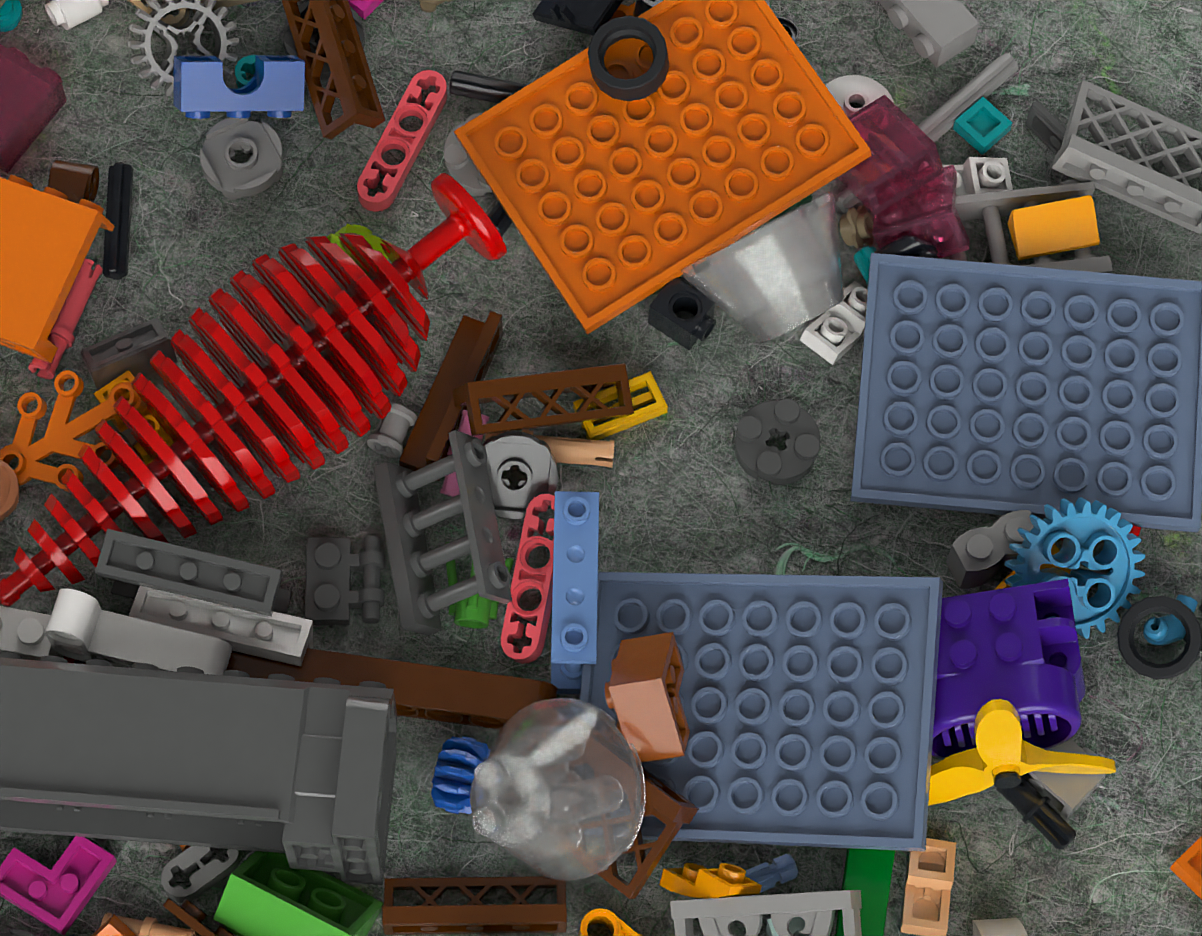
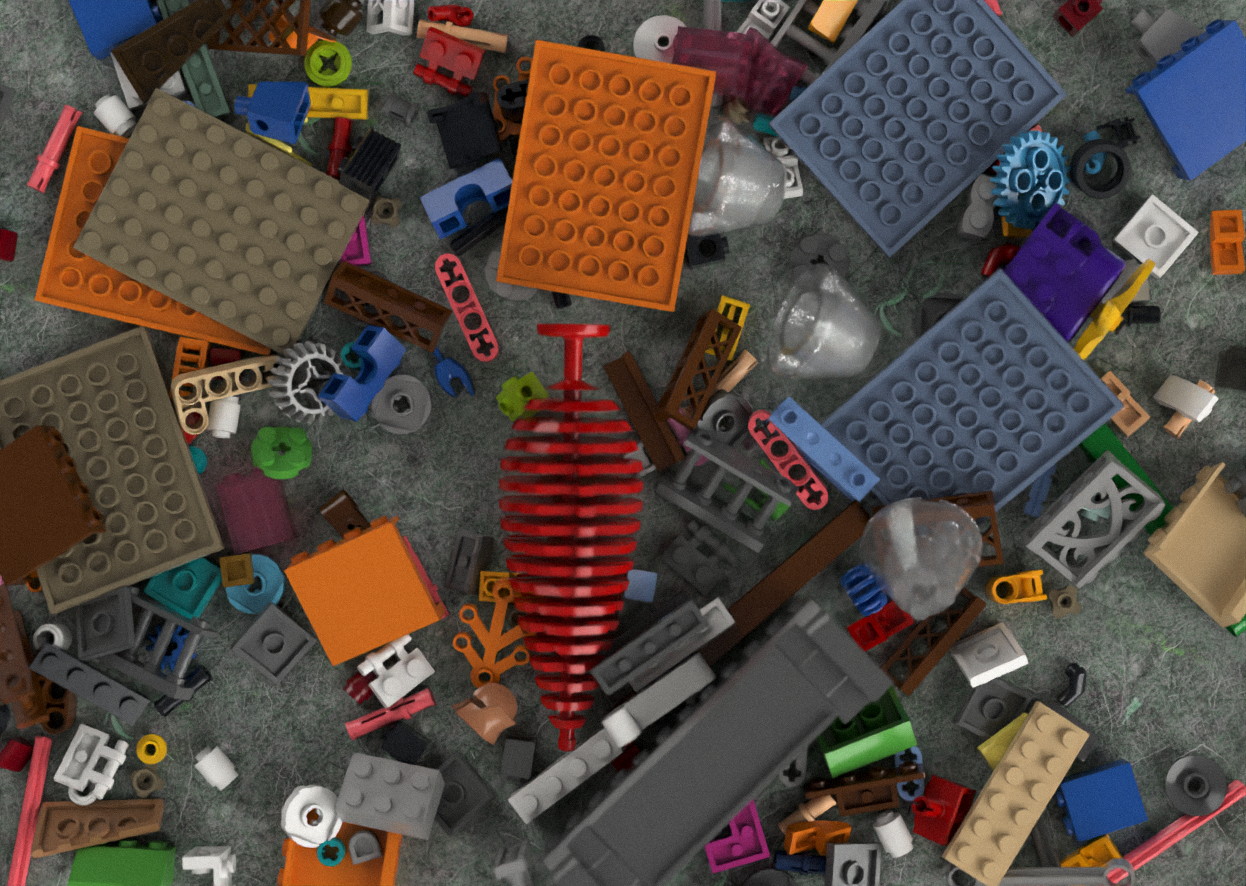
camera: 45 degrees left, 20 degrees up
(86, 76) = (271, 440): none -> bright green plate
(119, 214) = (382, 502): black axle -> none
(256, 540) = (641, 585): none -> light blue slope
(321, 173) = (449, 369): none -> blue hand
(438, 836) = (877, 627): none -> red slope
(491, 35) = (447, 203): none -> blue arch
(626, 28) = (523, 150): black tyre -> none
(647, 696) = (918, 467): dark orange brick -> none
(706, 883) = (1025, 521): light orange slope -> none
(709, 490) = (822, 329): none -> clear cone
(910, 246) = (781, 97): black arm -> none
(1151, 764) = (1155, 234): none -> white plate

